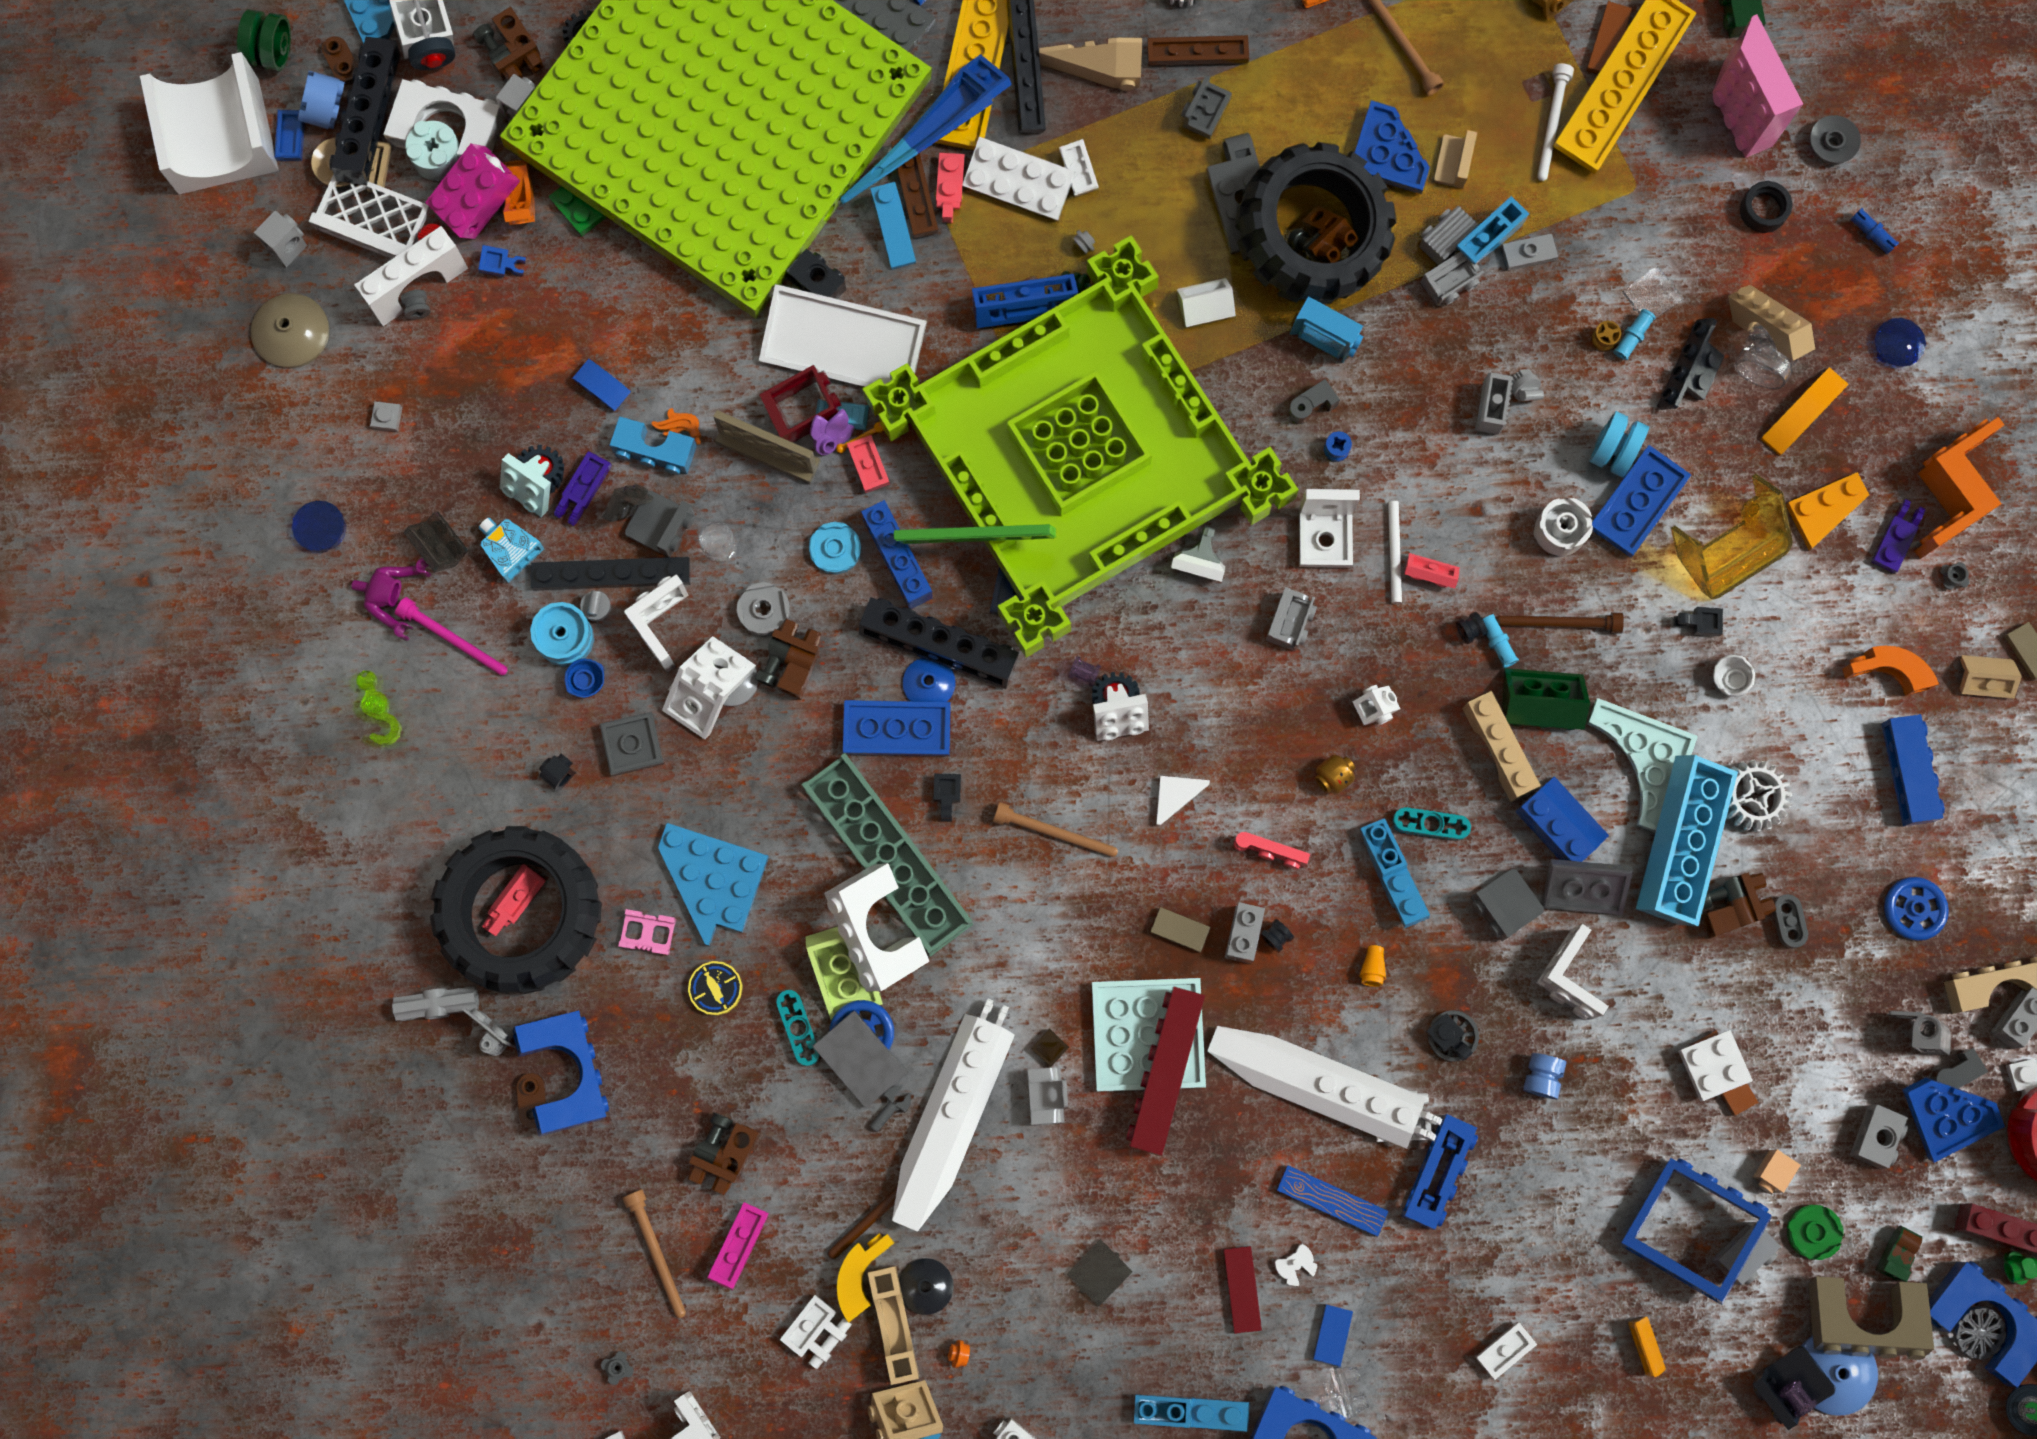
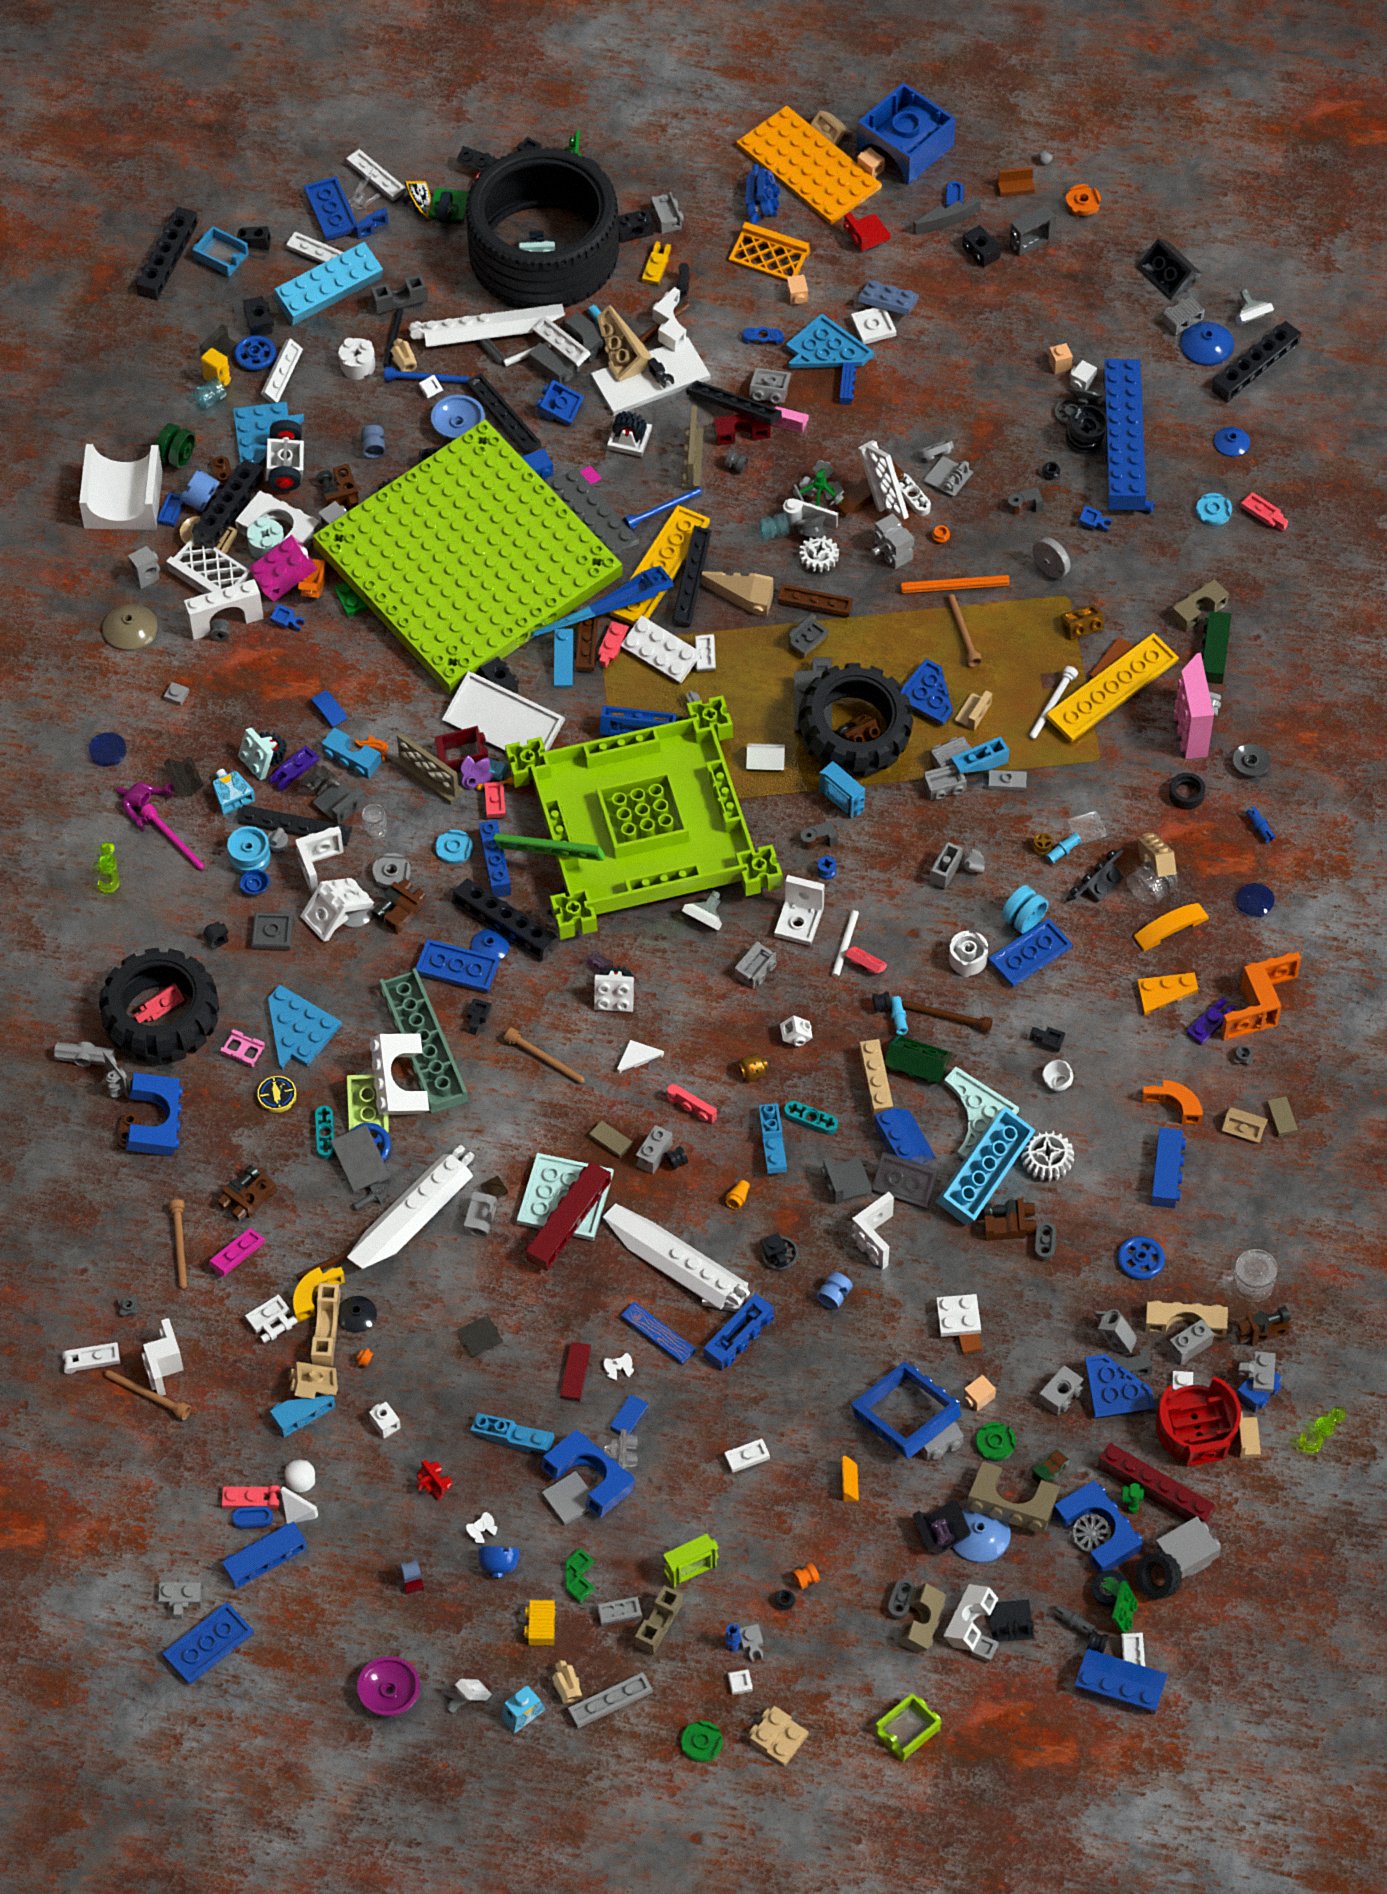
camera: 20 degrees right, 20 degrees down
(1742, 550) = (1091, 1003): clear yellow windscreen -> none

